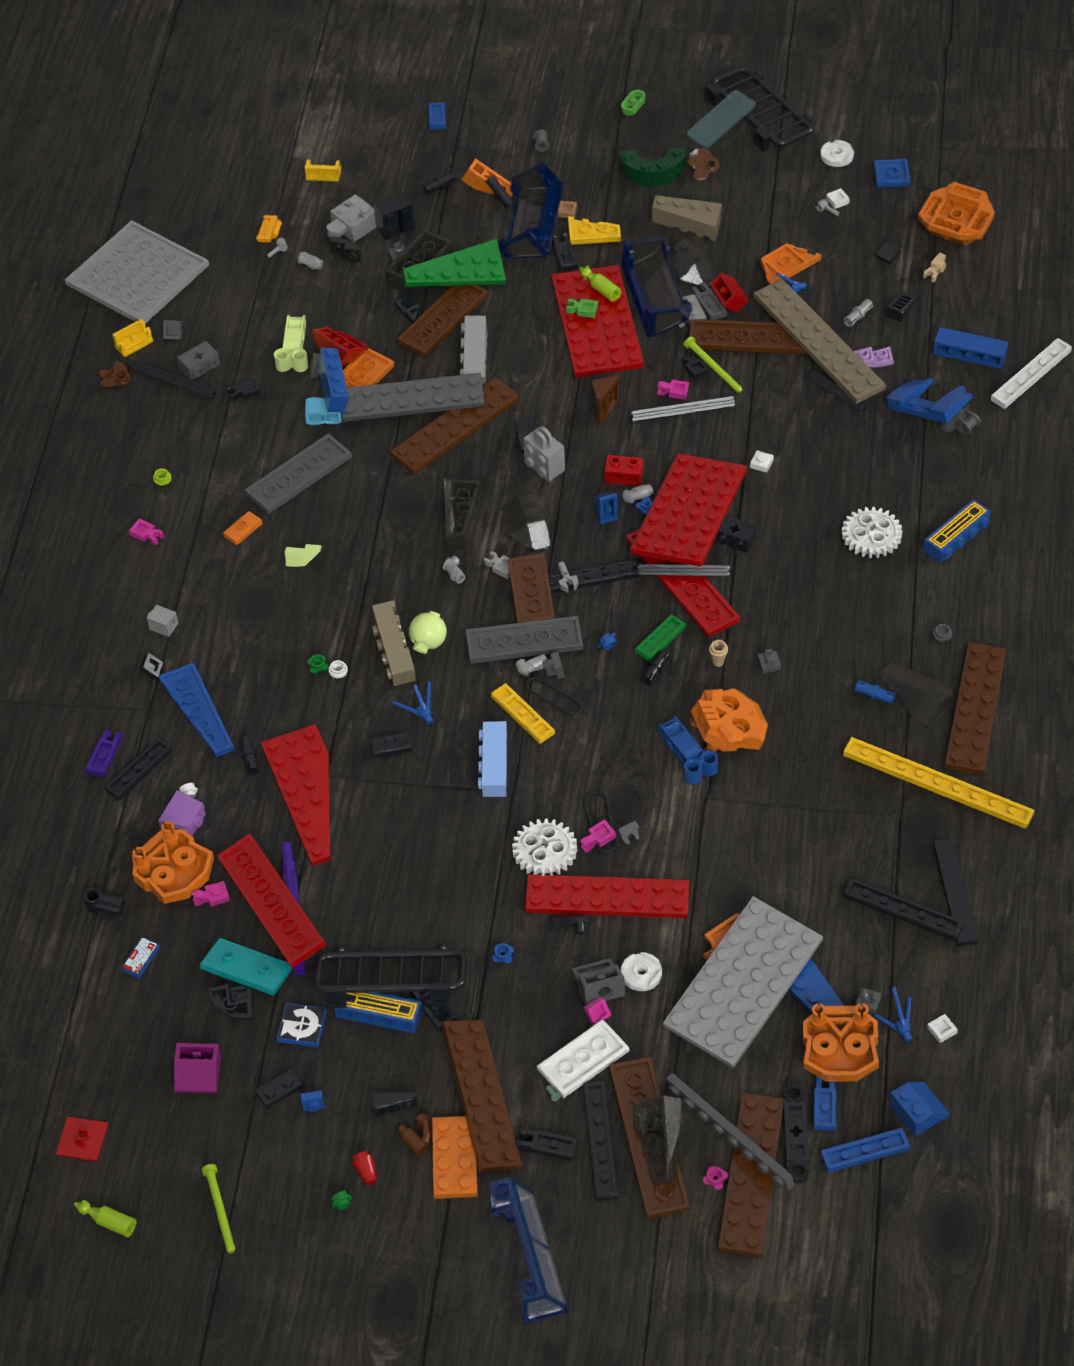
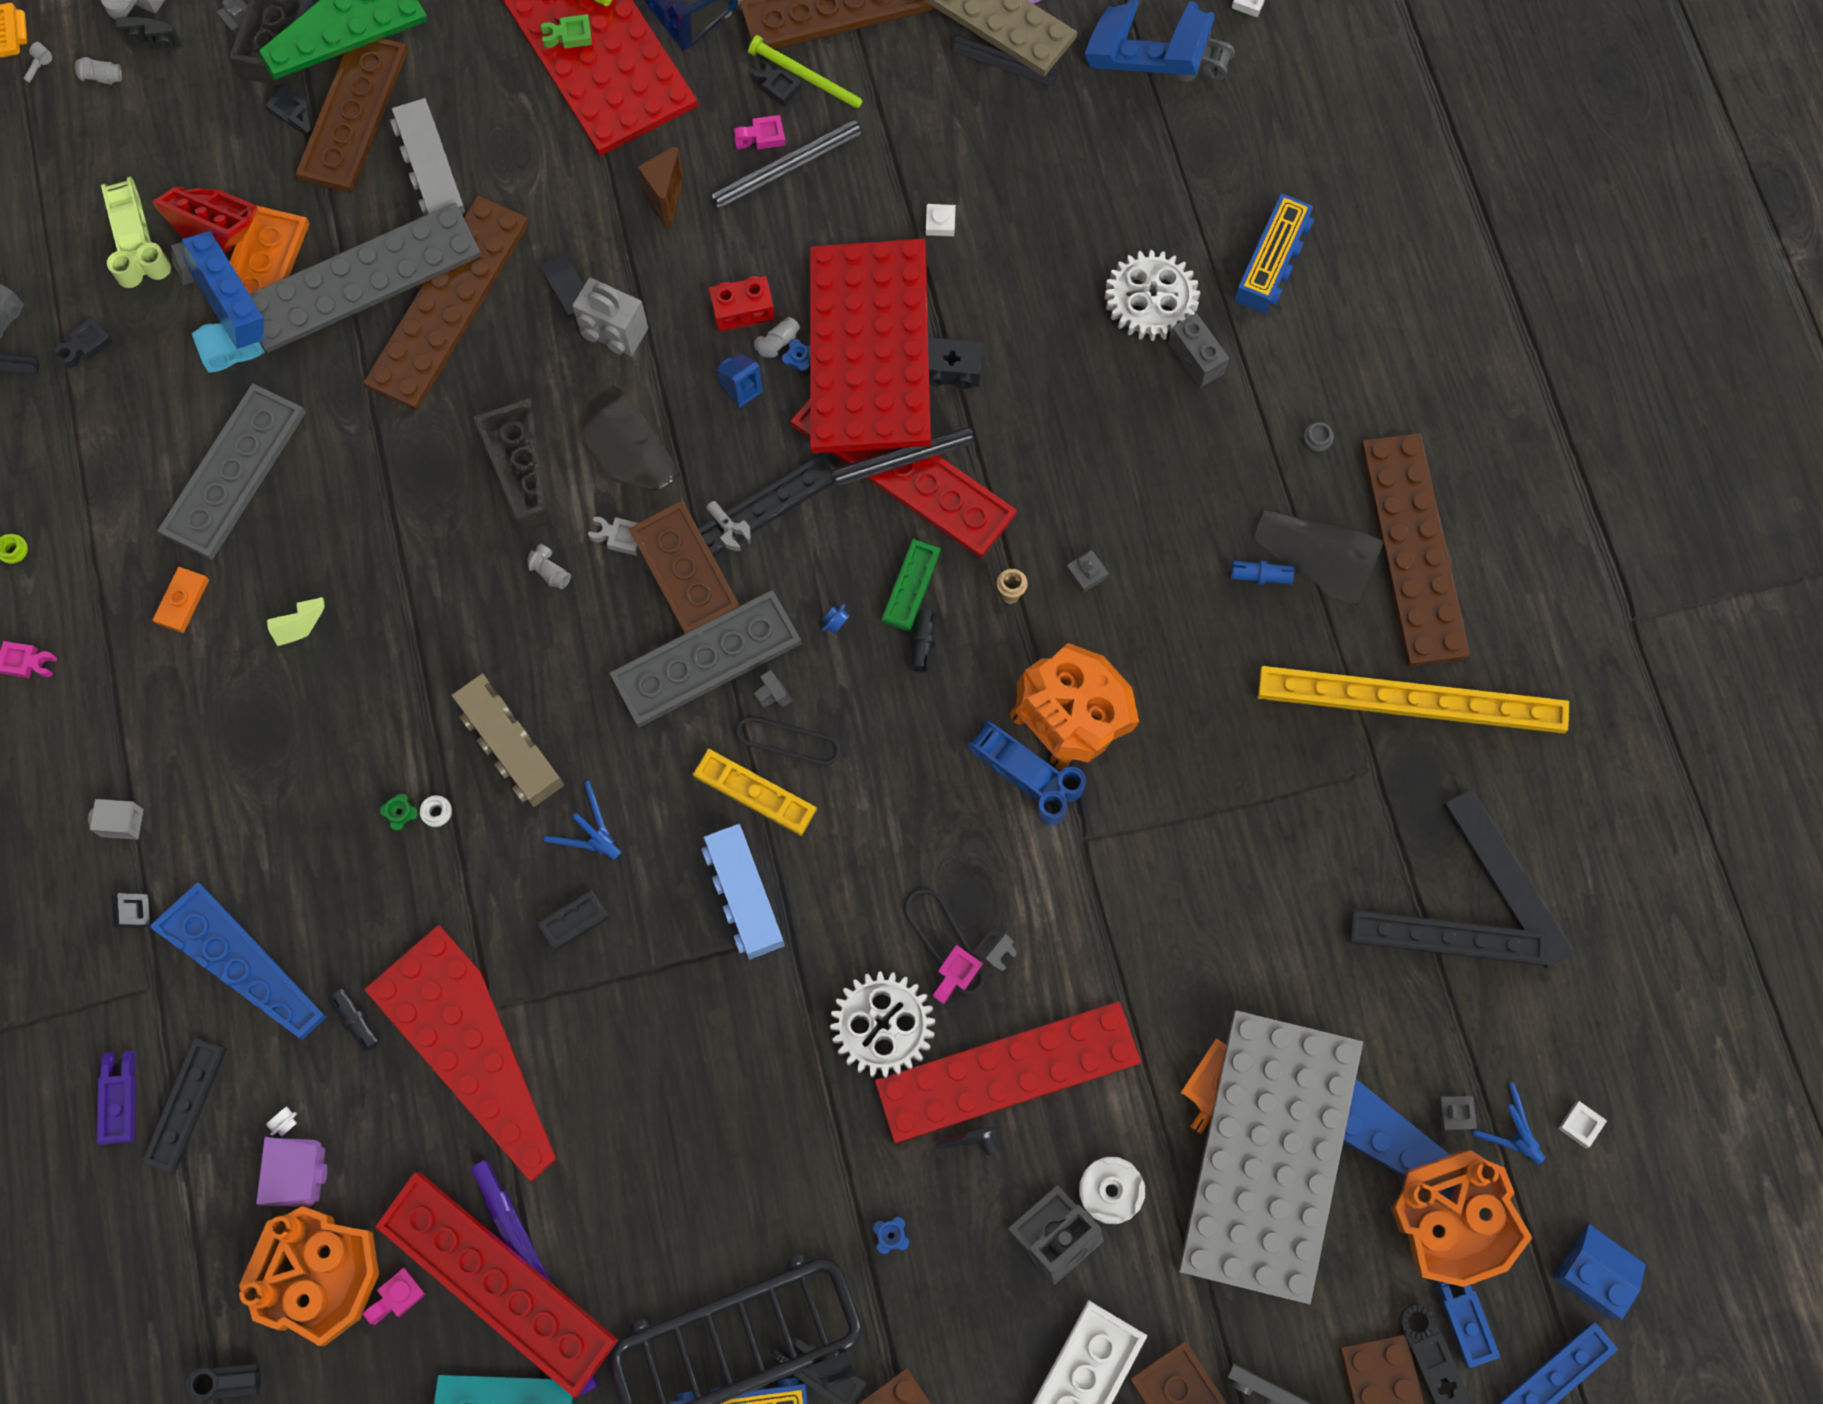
camera: 25 degrees left, 20 degrees up
(427, 631) = (553, 701): yellowish green brick -> none
(531, 665) = (739, 698): light grey arm -> none
(597, 1010) = (1074, 1288): dark pink plate -> none
(886, 567) = (1198, 350): none -> dark grey brick

